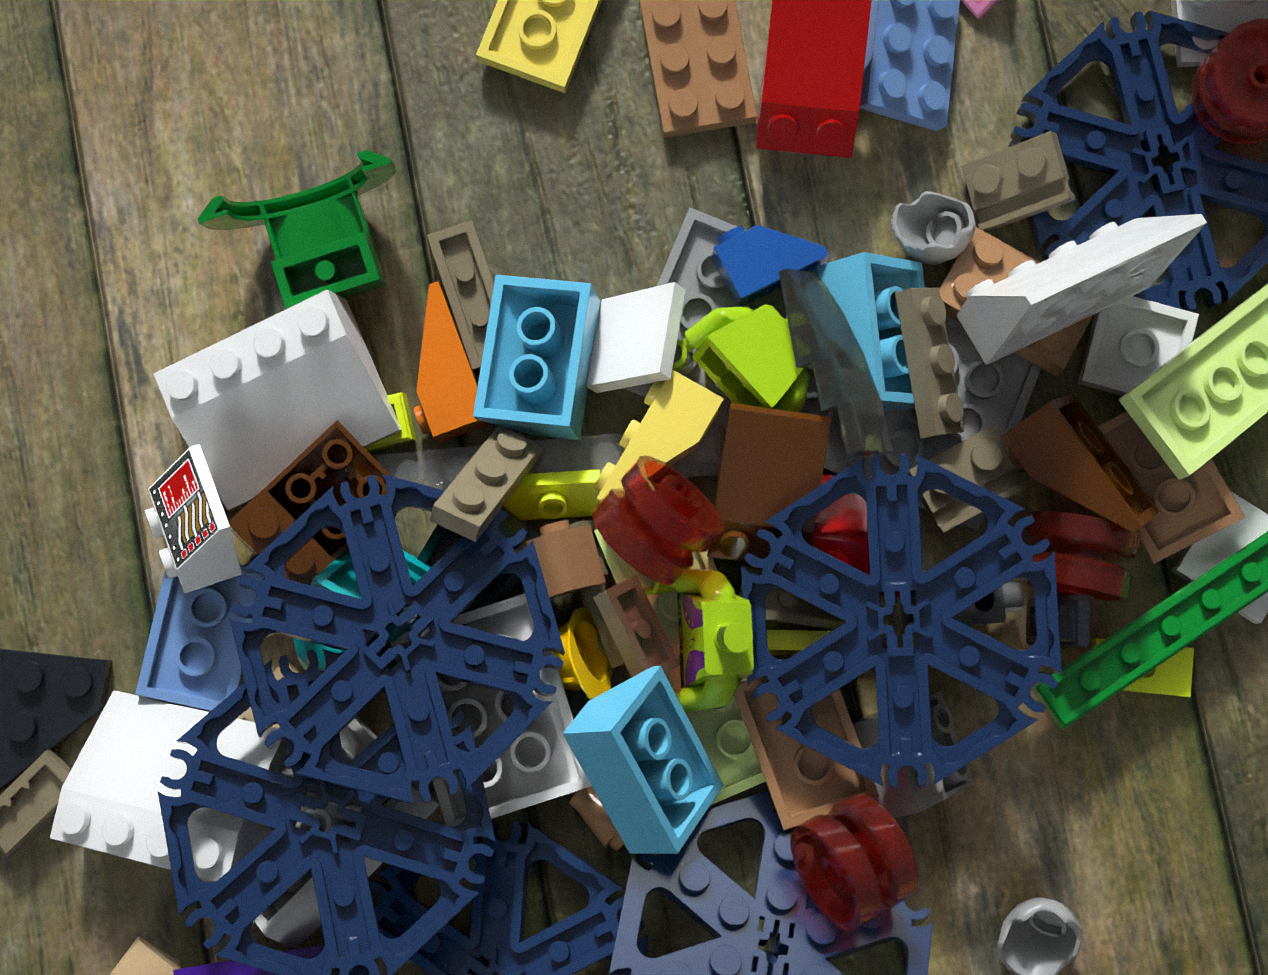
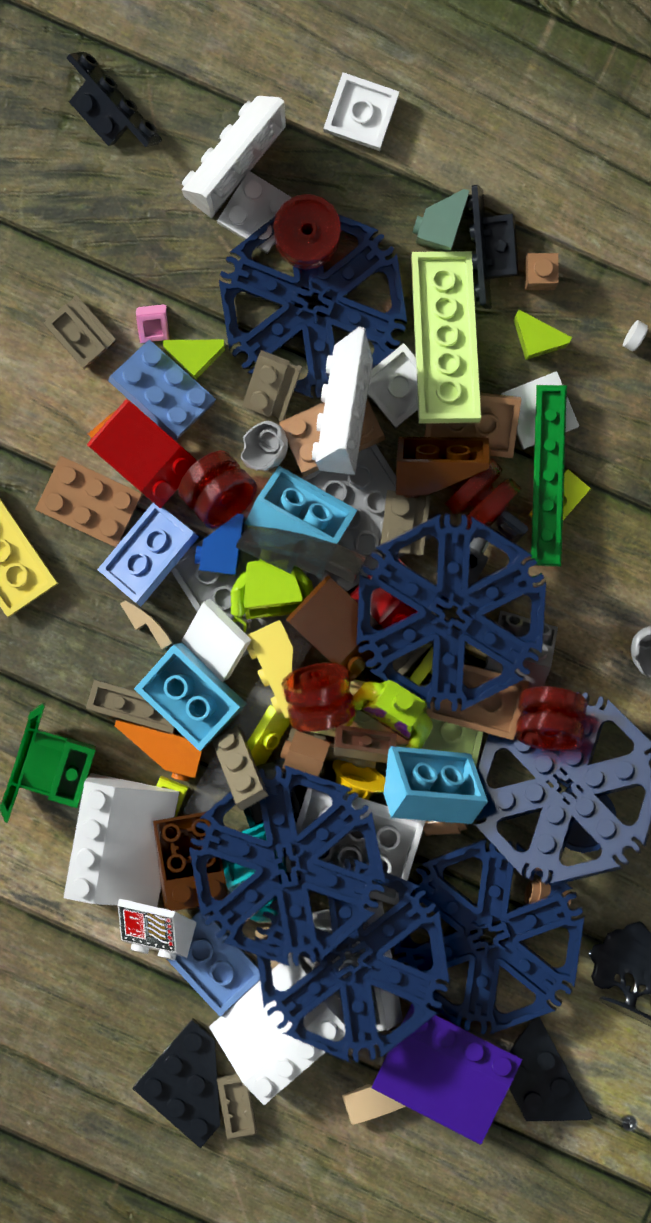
camera: 55 degrees left, 5 degrees up
(592, 228) = (141, 618): none -> tan slope
(686, 175) = (147, 553): none -> plate
(837, 197) = (217, 488): none -> clear red wheel
(930, 362) = (333, 501): dark tan plate -> none
(986, 60) = (195, 355): none -> lime slope

